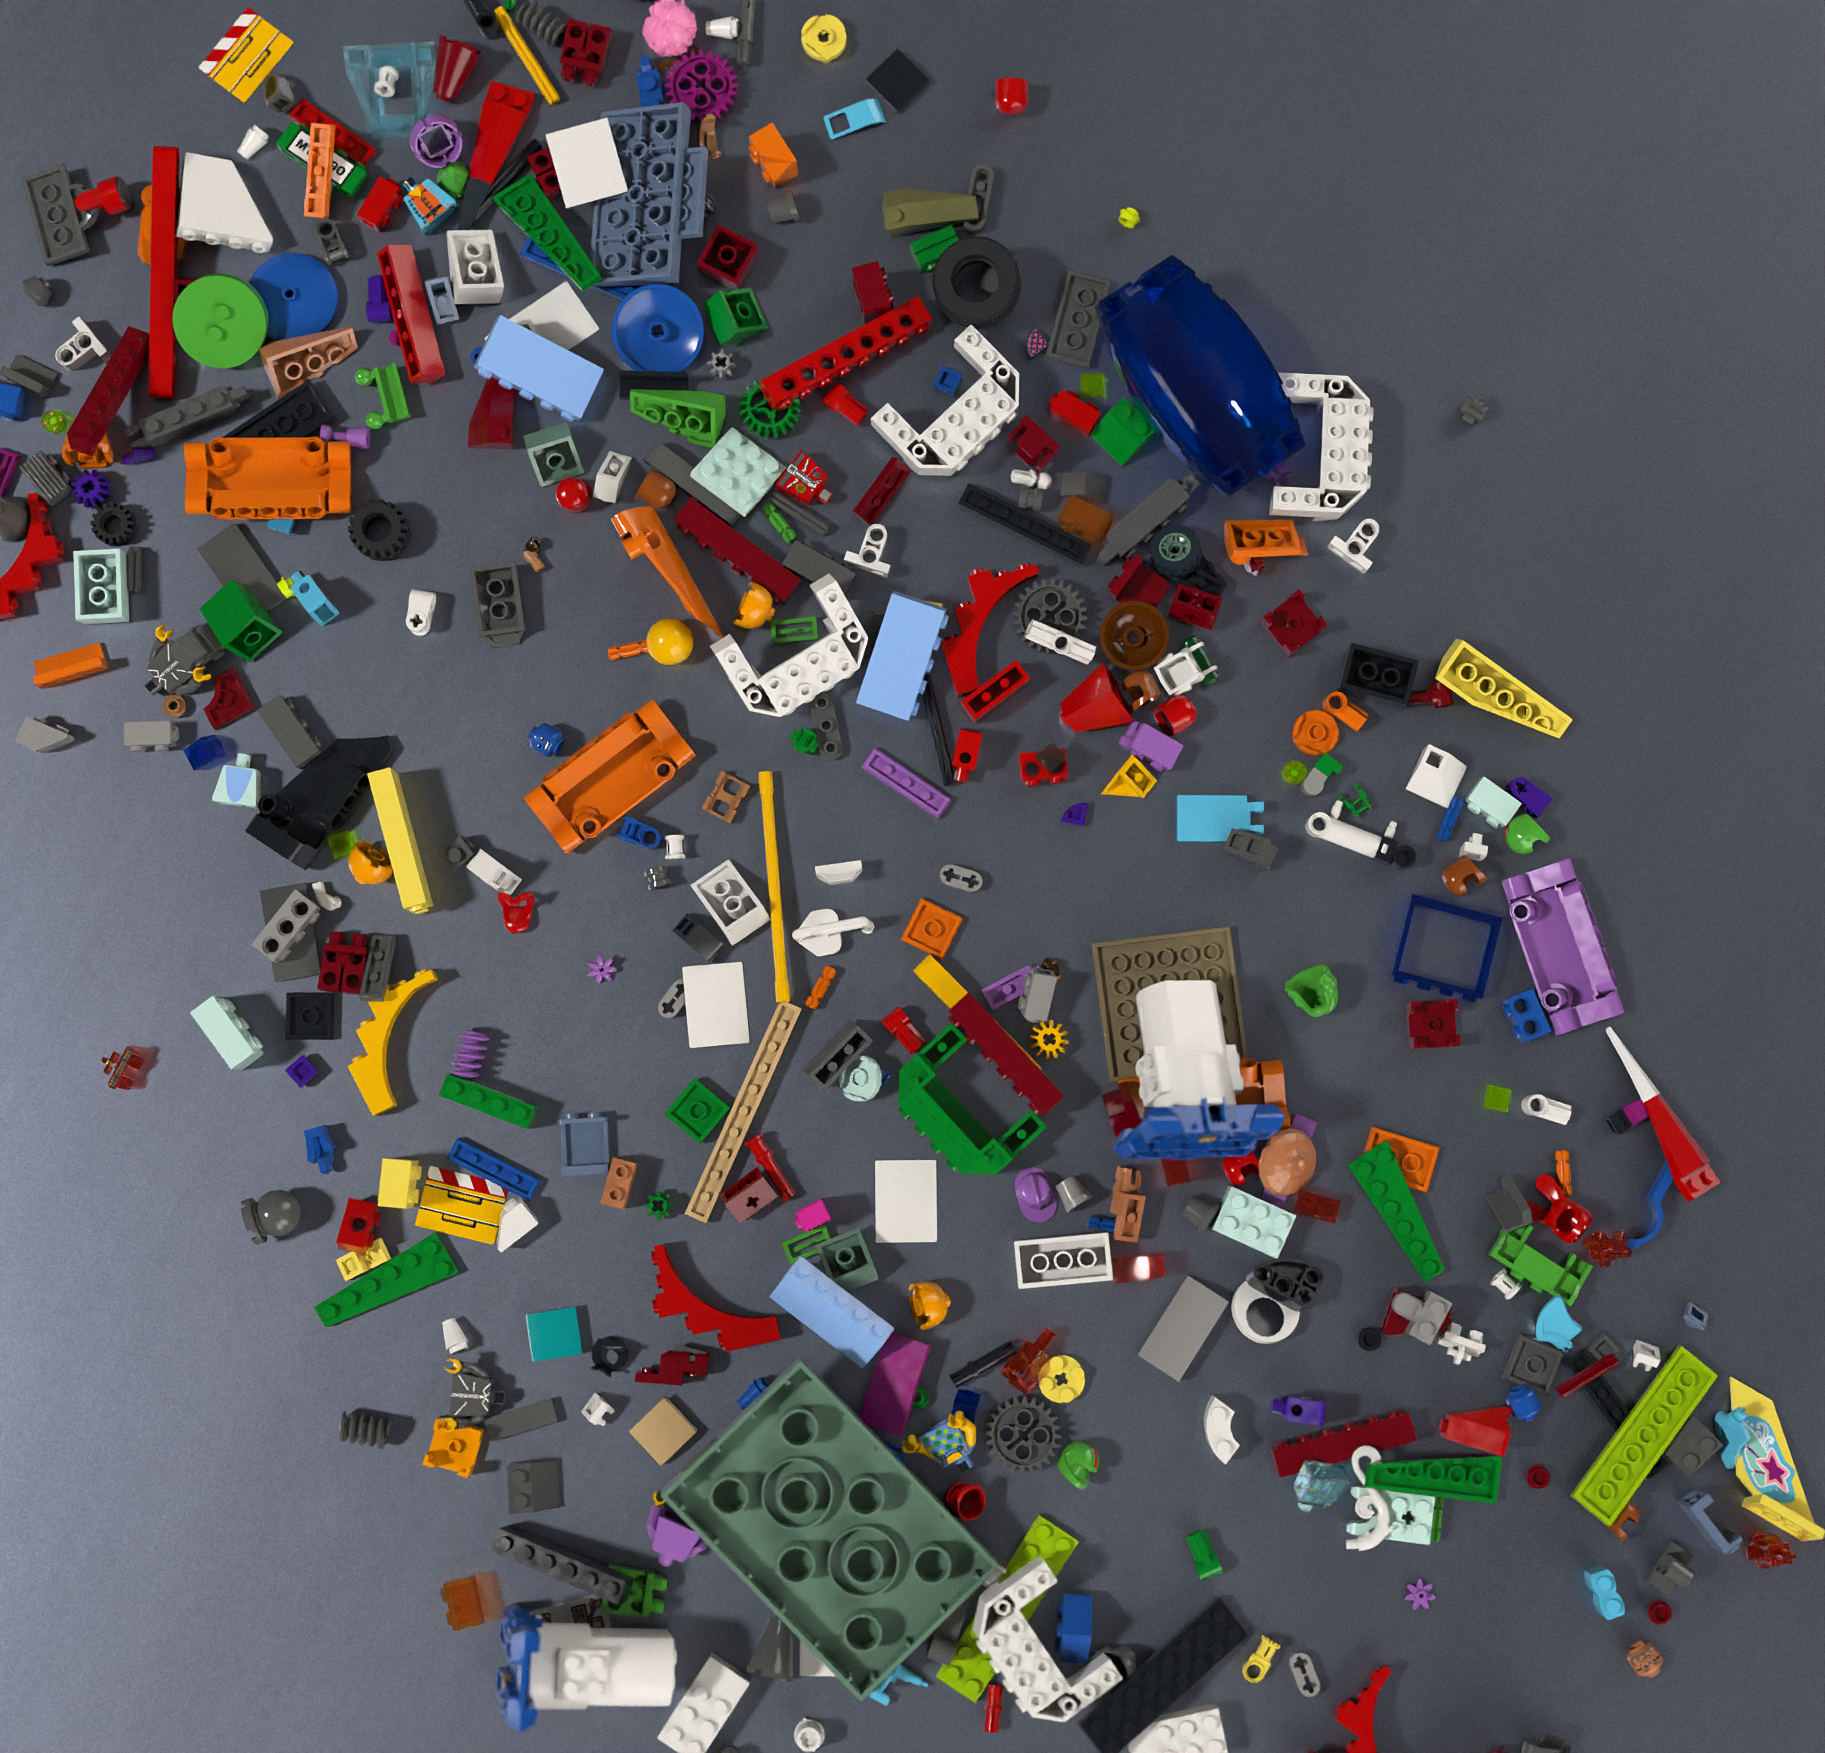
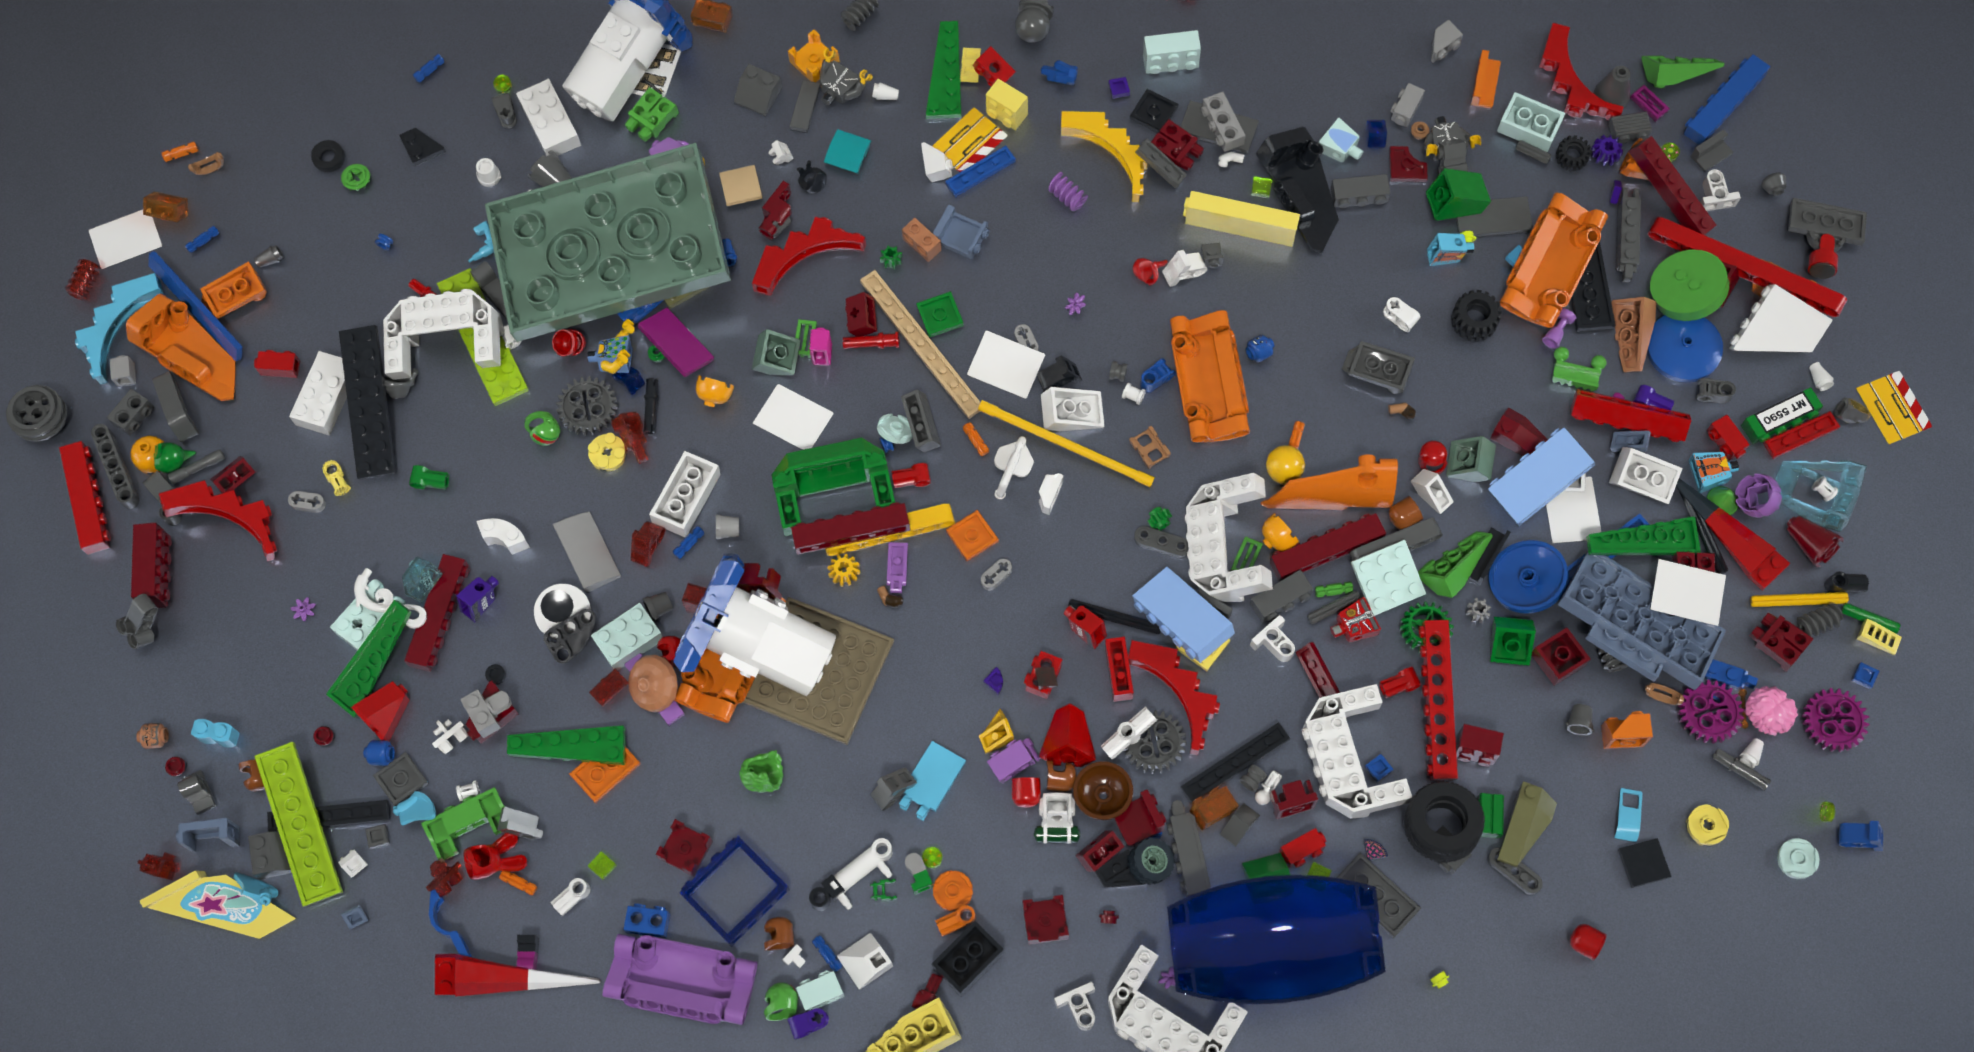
camera: 125 degrees right, 15 degrees down
(319, 170) = (1774, 404): orange plate -> none
(368, 864) = (1239, 189): light orange cylinder -> none
(488, 1101) = (1026, 188): green brick -> none
(562, 1564) = (694, 78): black brick -> none
(831, 1312) = (748, 322): light blue brick -> none
(906, 783) = (1088, 575): medium lavender tile -> none
(1035, 1194) = (742, 504): medium lavender piece -> none
(1038, 994) = (882, 578): light grey brick -> none
(1075, 1629) = (439, 366): blue brick -> none
(1127, 1204) = (692, 555): nougat plate -> none
(1262, 539) = (1122, 933): orange slope -> none
(1437, 1519) = (342, 645): bright green axle -> none
(1587, 1375) = (366, 808): dark red axle -> none

